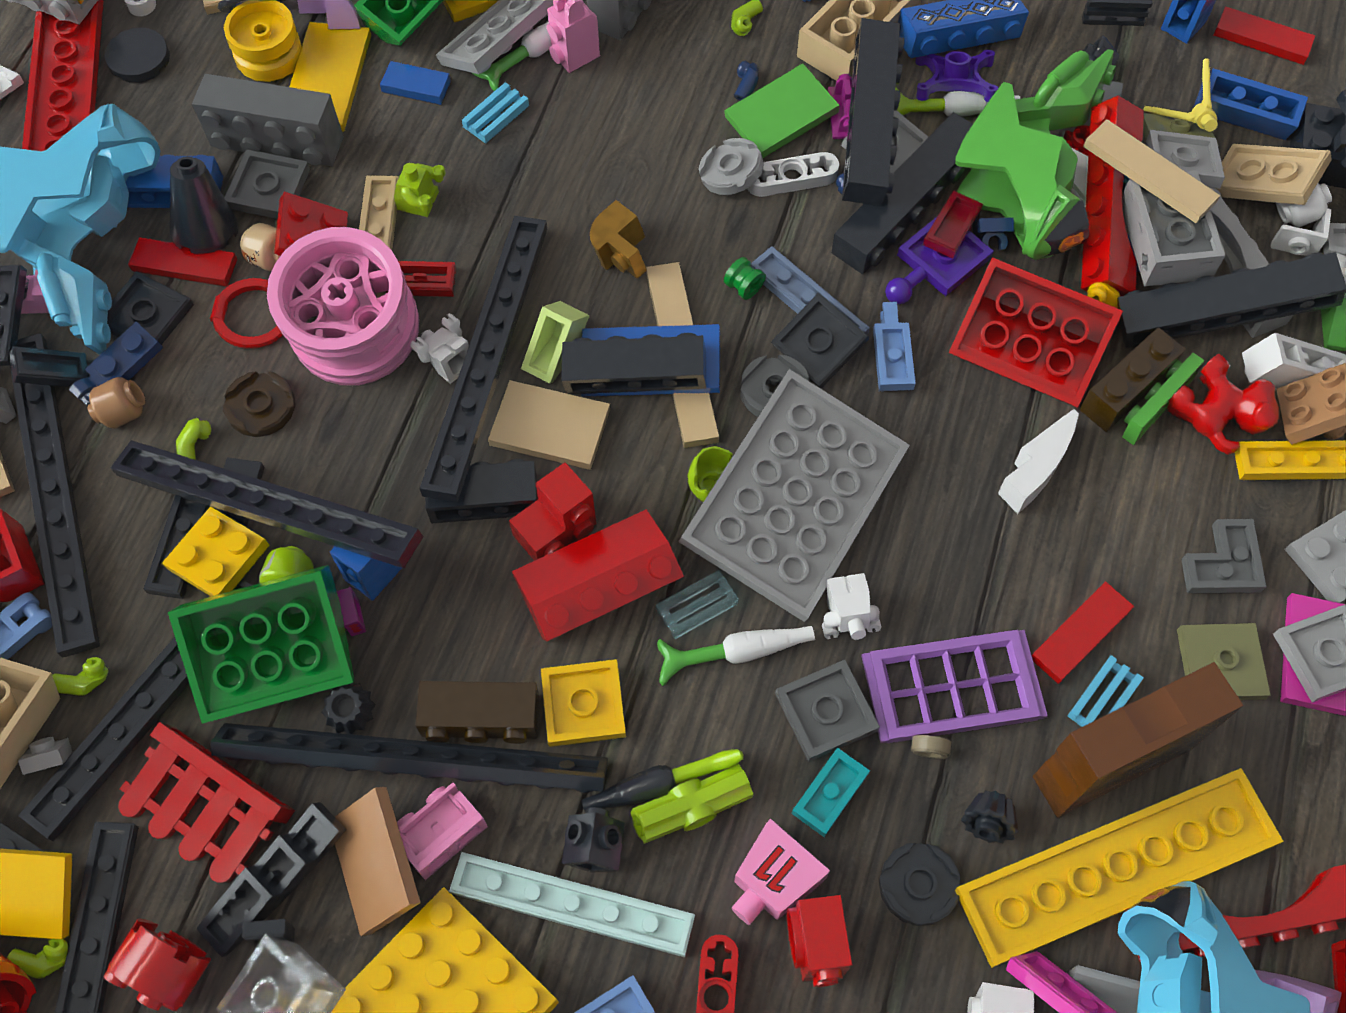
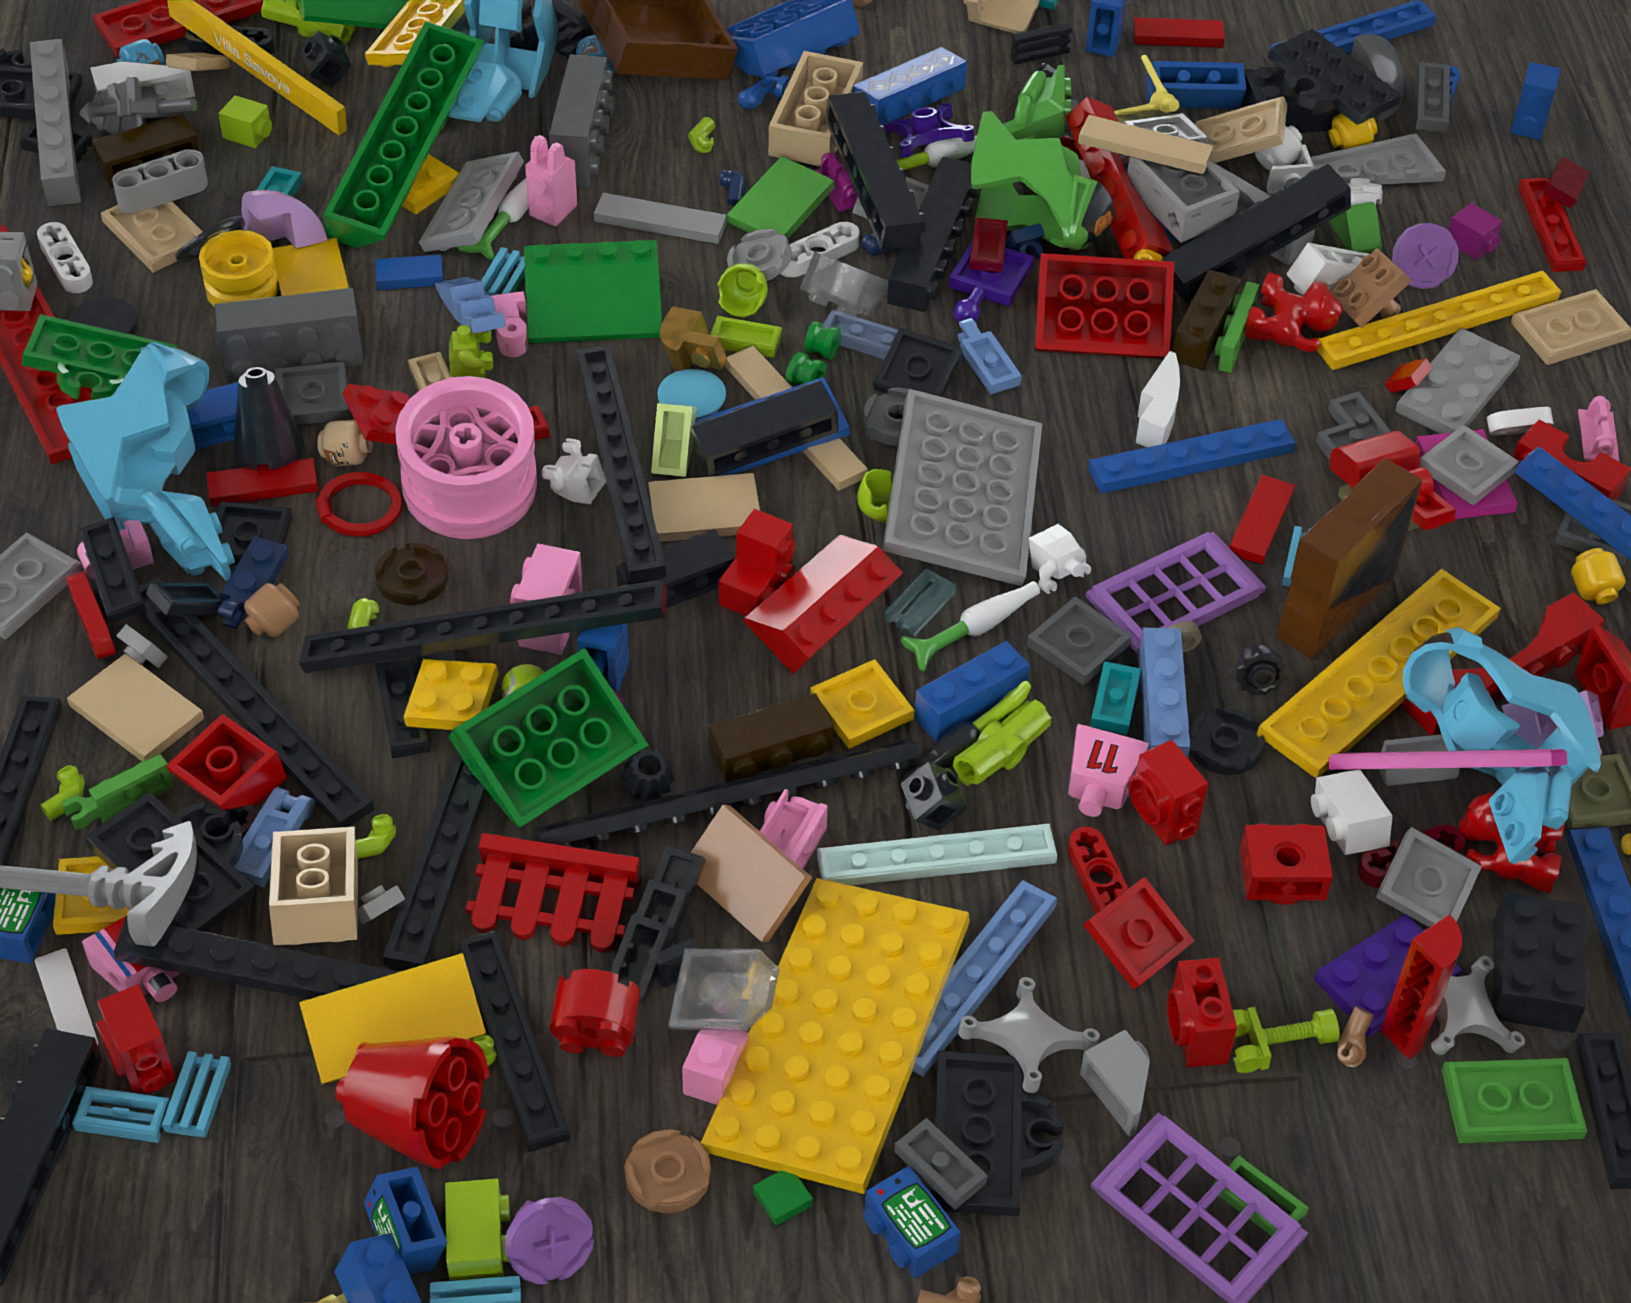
camera: 25 degrees left, 15 degrees down
(89, 79) = (83, 355): none -> green plate
(349, 474) = (546, 575): none -> bright pink brick
(439, 138) = (470, 305): none -> medium blue slope
(469, 165) = (513, 338): none -> bright pink leg
(560, 156) = (592, 291): none -> green slope
(600, 294) = (693, 389): none -> medium azure dish
(664, 94) = (660, 218): none -> light grey tile
(678, 246) = (742, 334): none -> lime tile
(690, 732) = (969, 690): none -> blue brick
(695, 199) = (742, 290): none -> lime hair
(711, 307) = (803, 370): none -> green wheel
(794, 223) = (844, 285): none -> clear slope
(874, 818) = (1163, 688): none -> medium blue brick
(1047, 531) = (1191, 456): none -> blue plate
(1236, 622) = (1359, 458): none -> red plate
(1316, 516) = (1408, 375): none -> red tile

